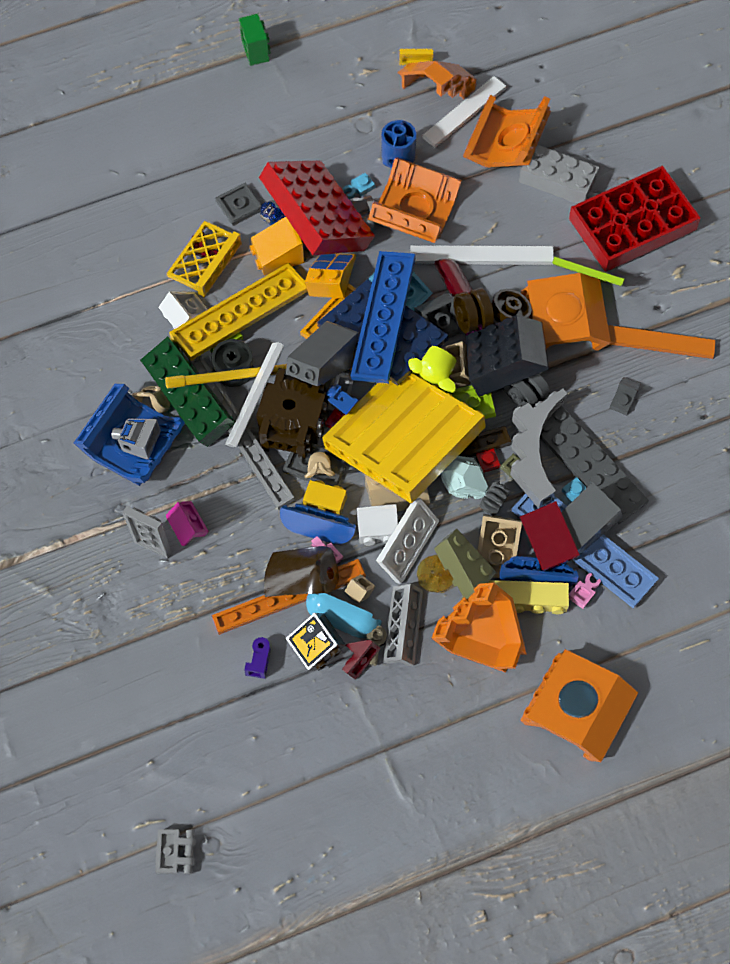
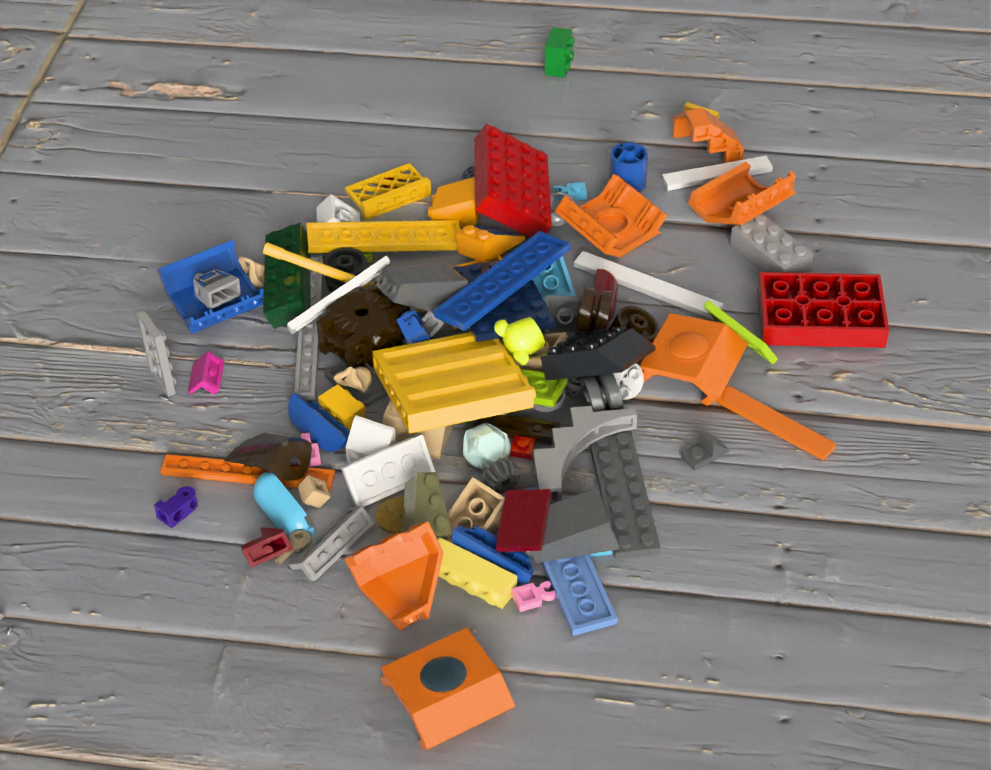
camera: 30 degrees right, 20 degrees down
(238, 204) = (450, 164): dark grey tile -> none
(316, 642) = (236, 512): piece -> none

